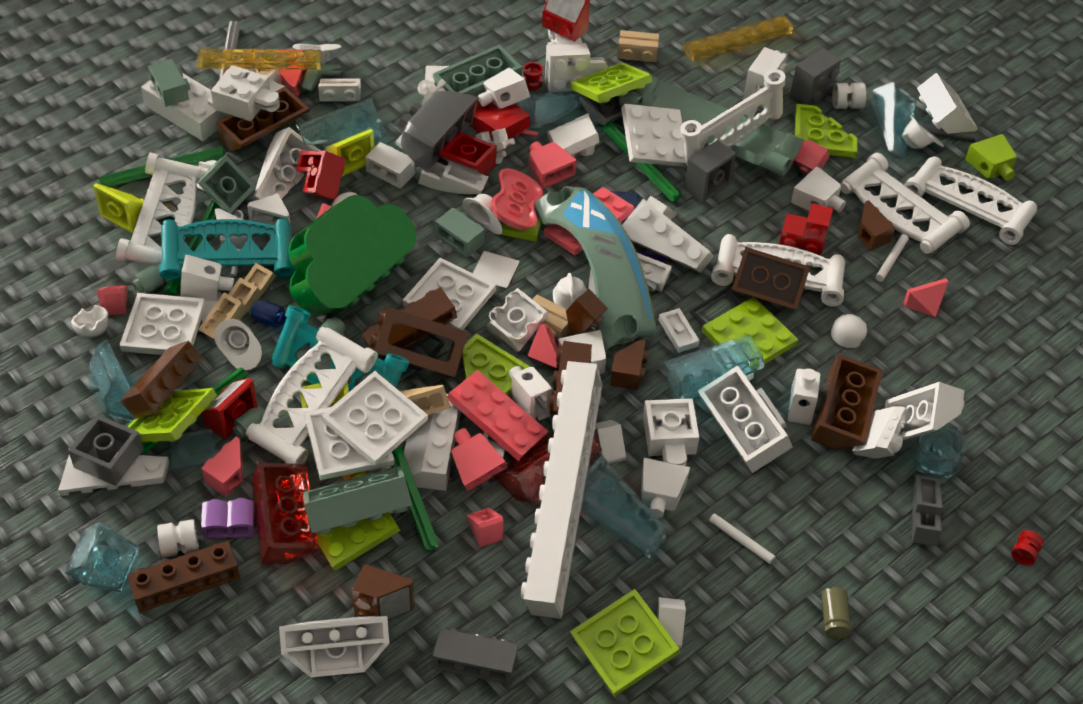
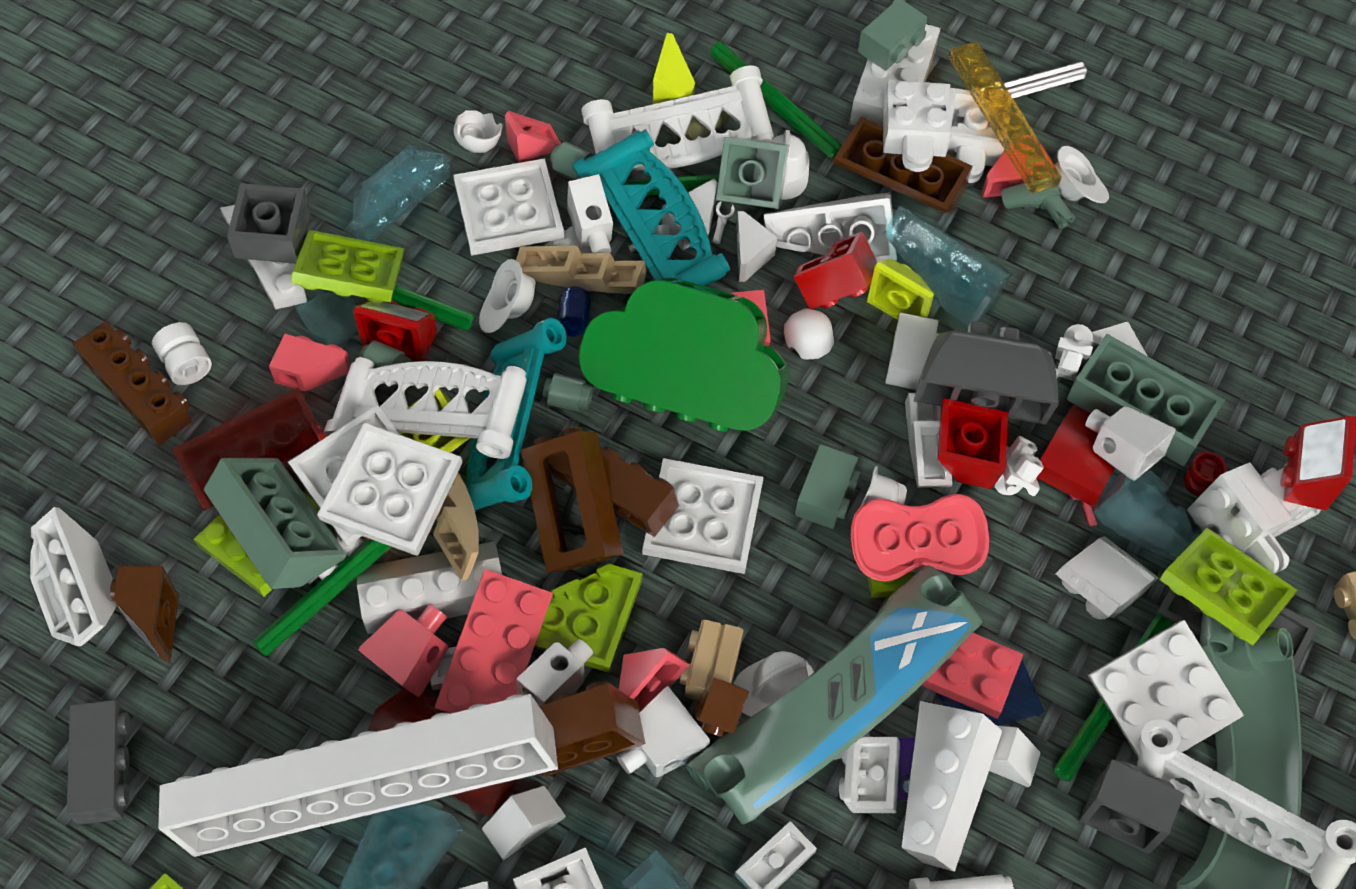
camera: 70 degrees right, 10 degrees up
(102, 558) = (133, 291): clear light blue slope -> none
(161, 380) = (400, 236): reddish brown brick -> none
(227, 519) = (228, 389): medium lavender brick -> none
(339, 89) = (1025, 236): white bracket -> none
(486, 526) = (314, 700): coral slope -> none
(496, 268) = (789, 560): white sticker -> none
(516, 319) = (680, 615): white slope -> none
(550, 163) = (1028, 560): coral torso -> none
(627, 366) = (671, 806): reddish brown slope -> none

